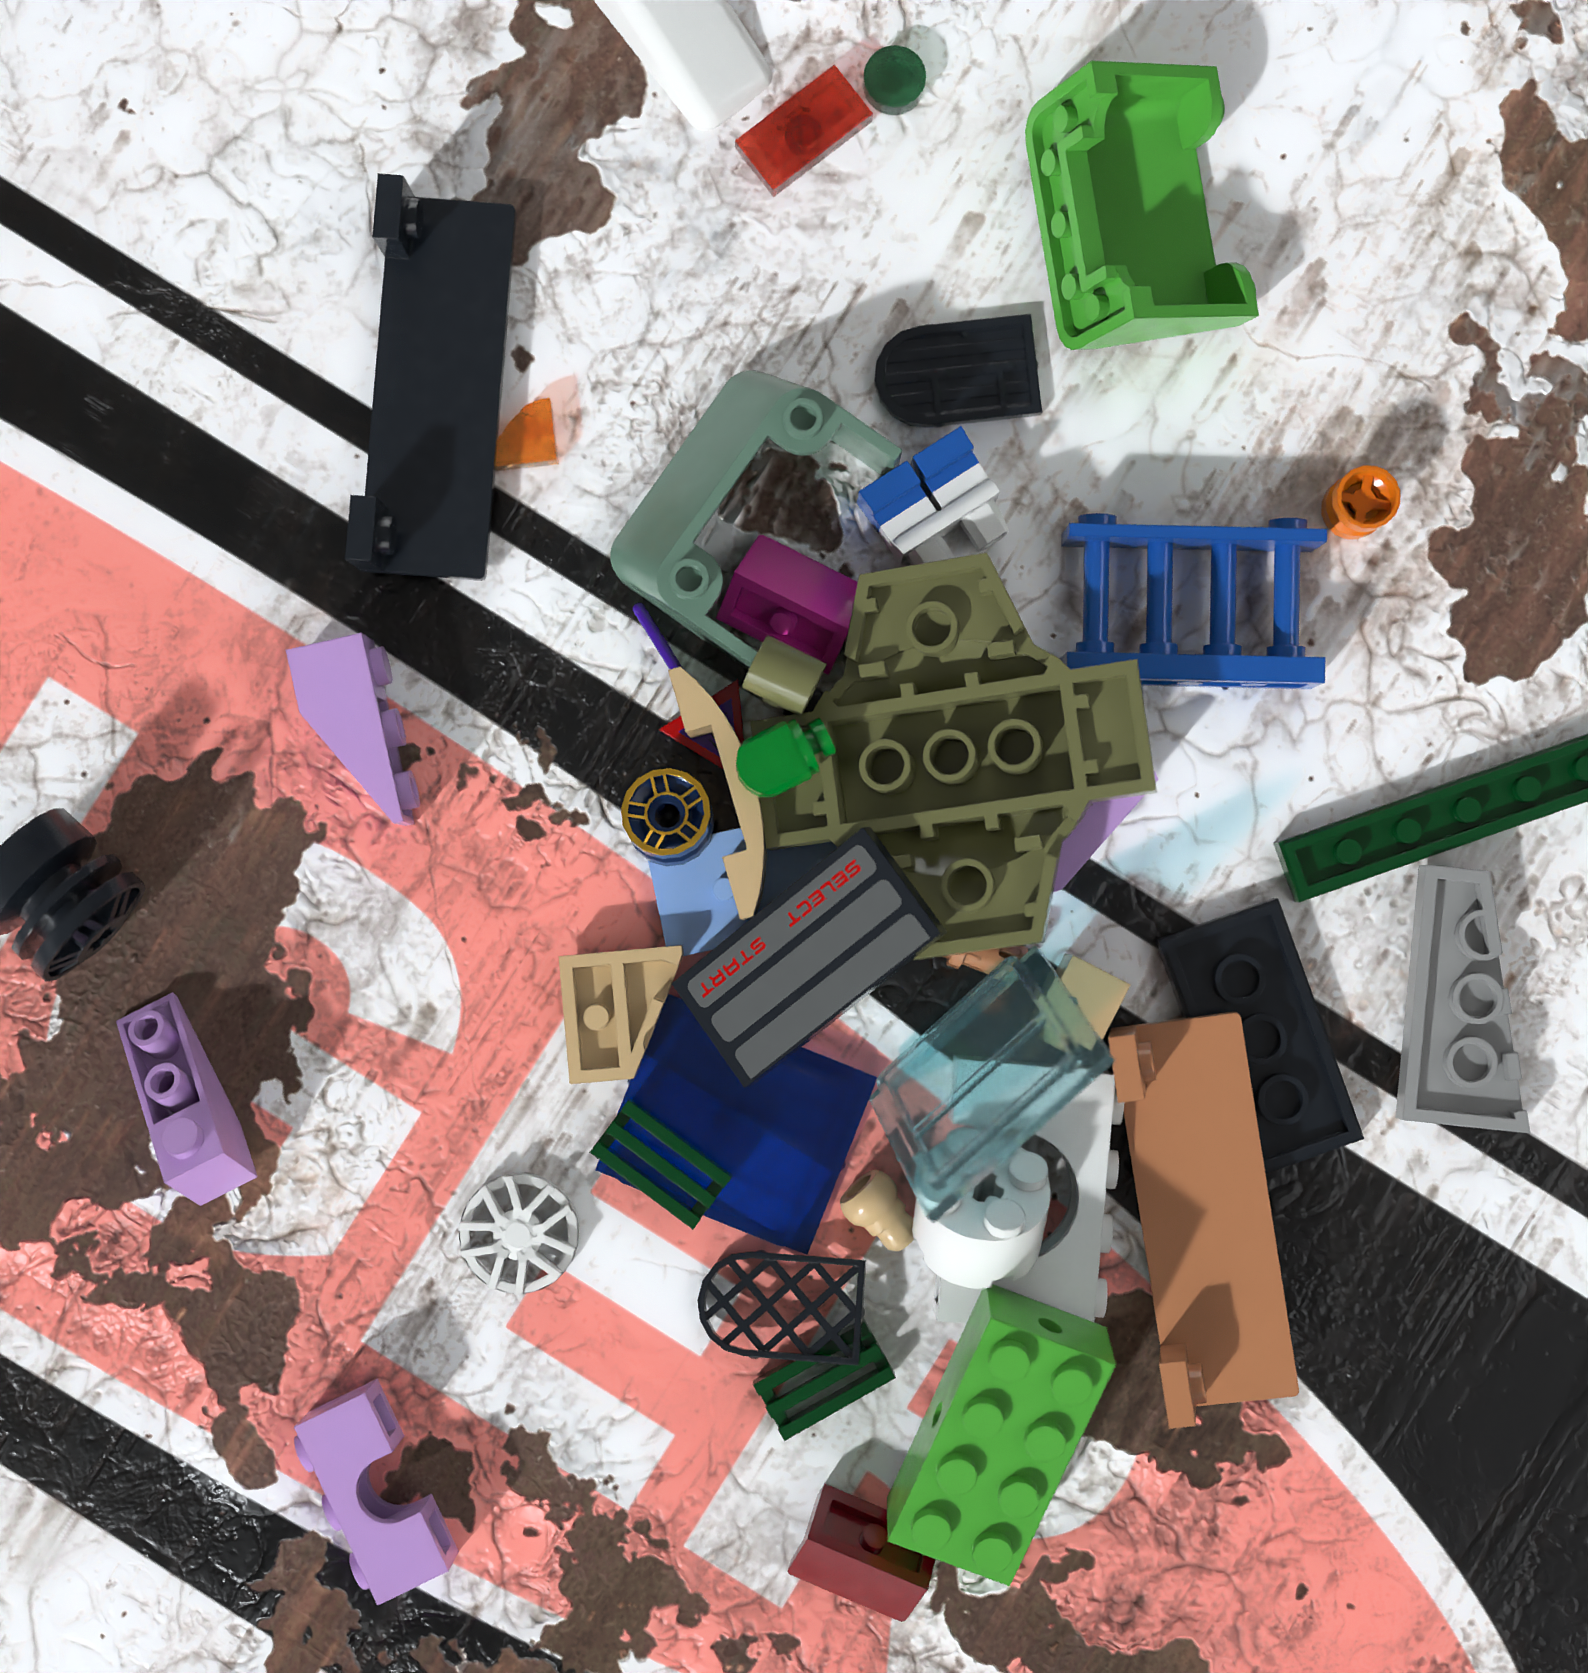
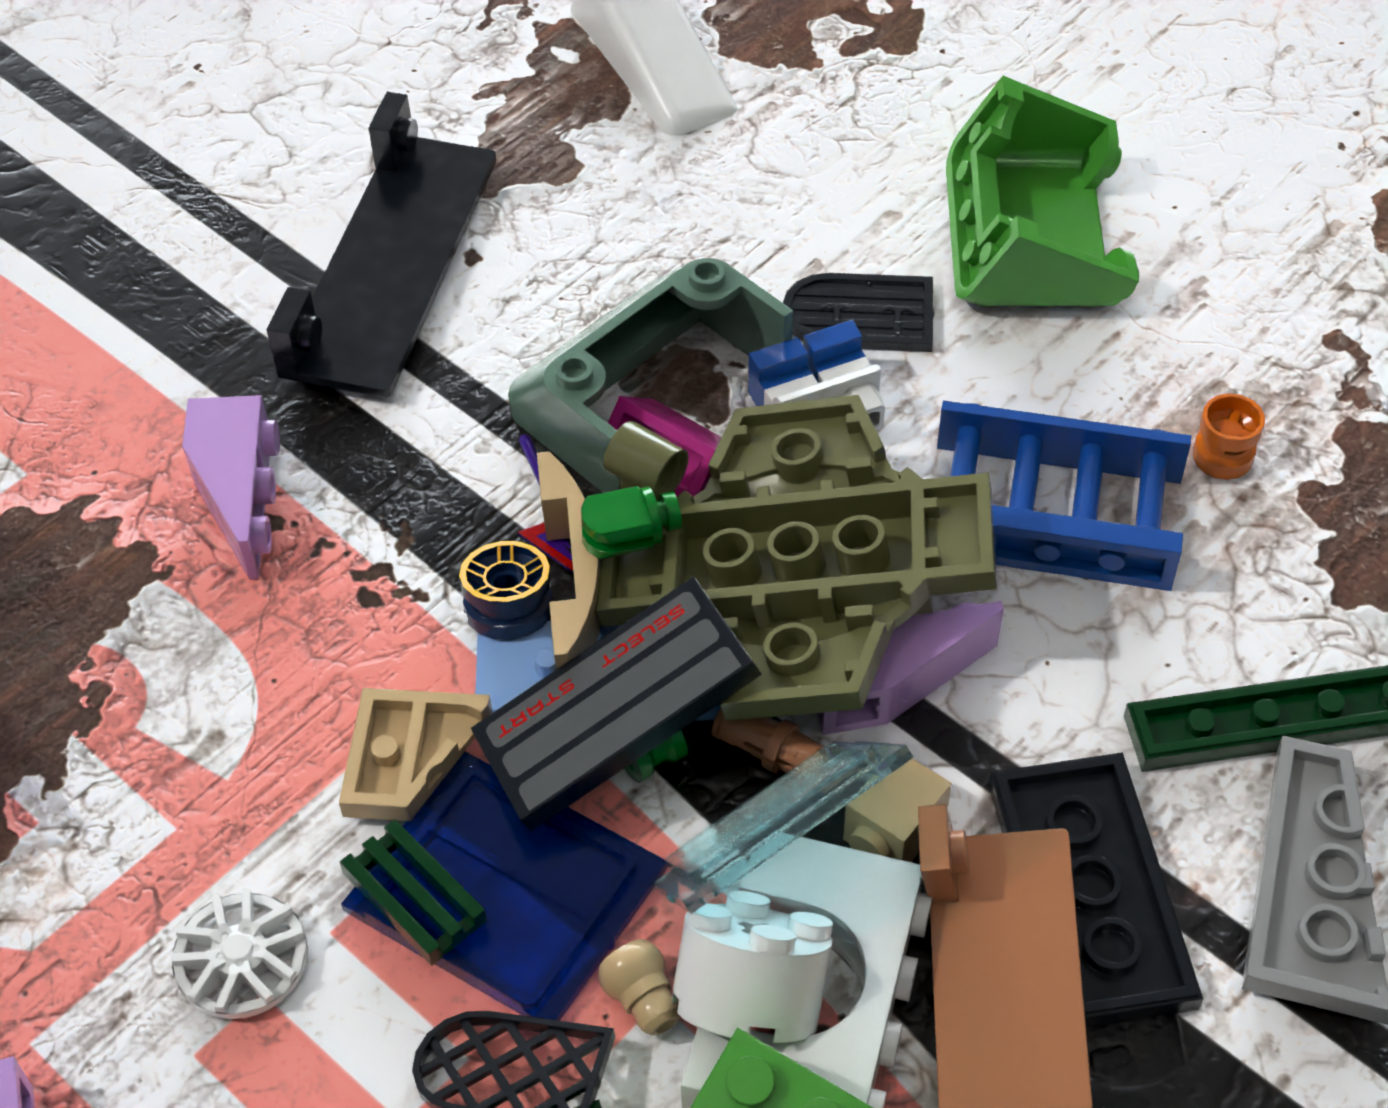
camera: 10 degrees right, 35 degrees down
(528, 438) = (459, 308): clear orange tile -> none
(804, 130) = (754, 135): clear red plate -> none
(894, 80) = (839, 118): clear green tile -> none

